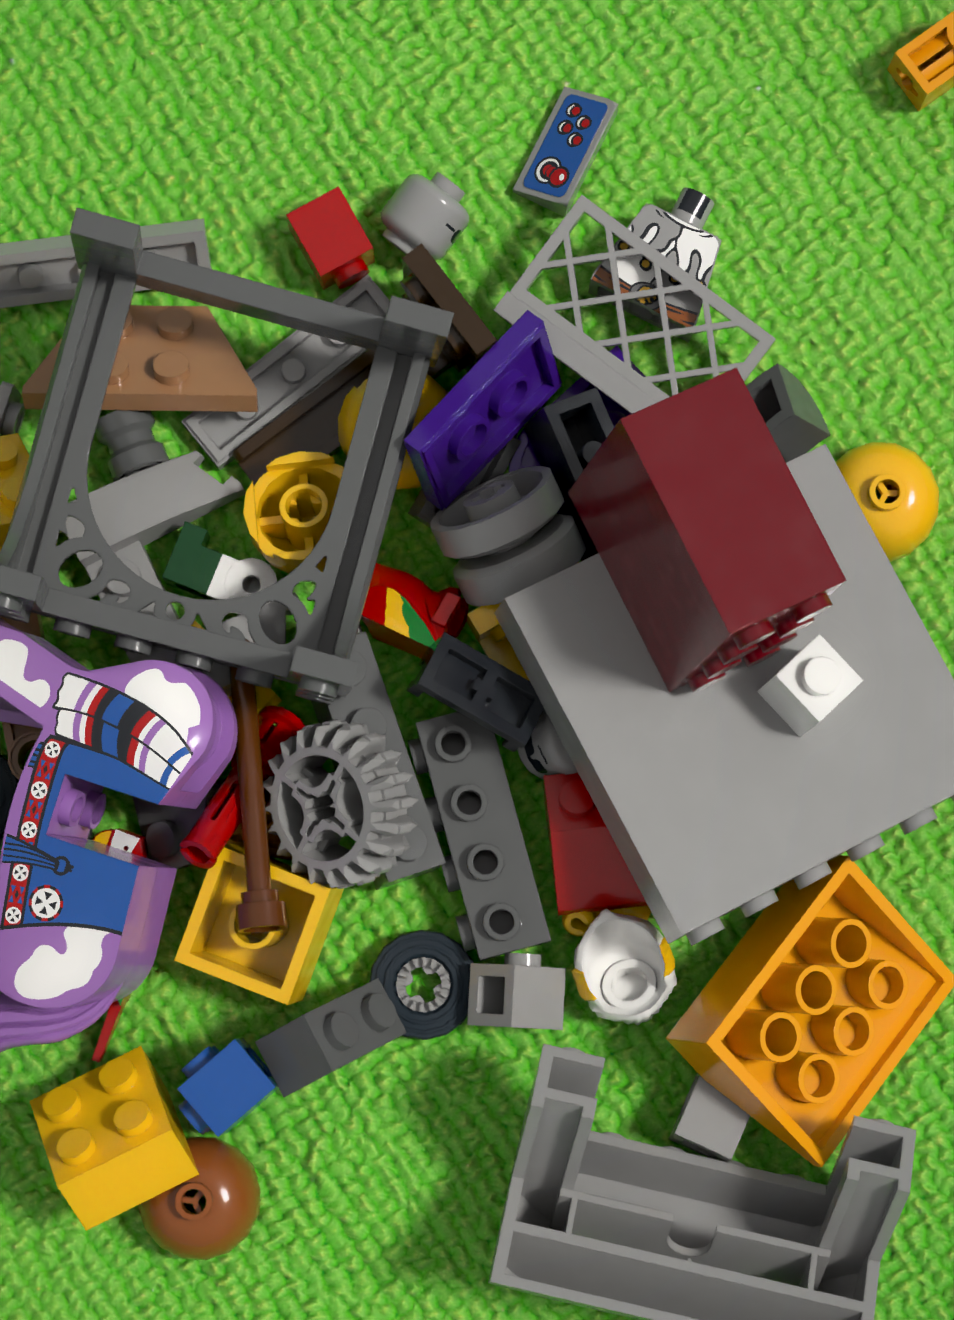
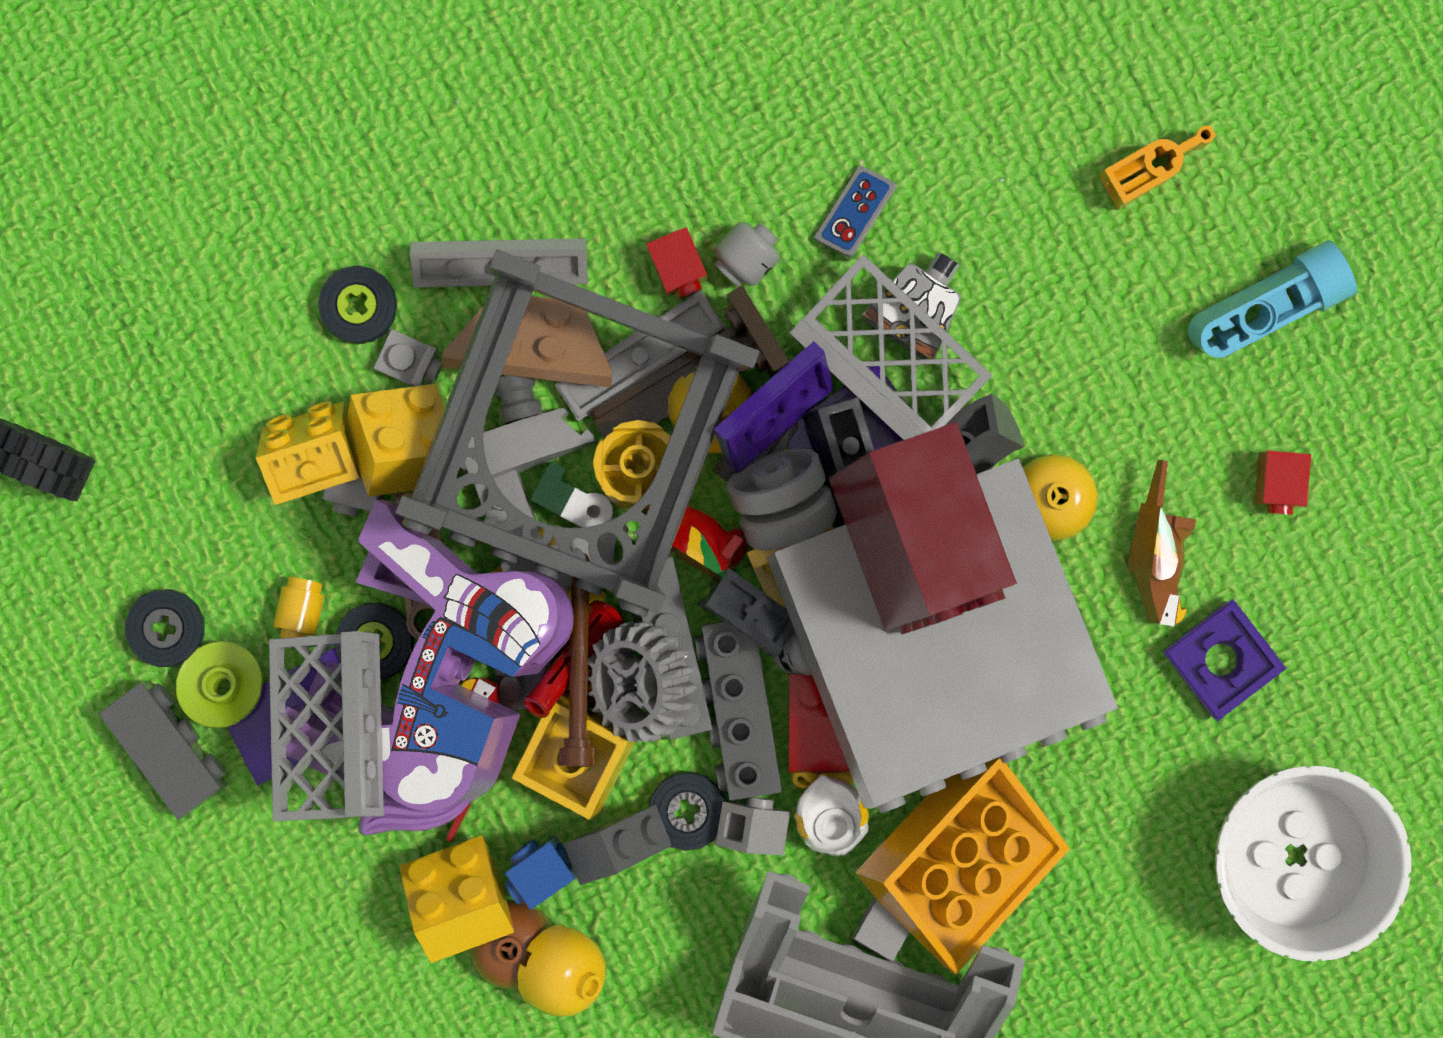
camera: 10 degrees right, 5 degrees up
(271, 1225) = (562, 972): none -> yellow cylinder
(810, 685) = (986, 638): white brick -> none

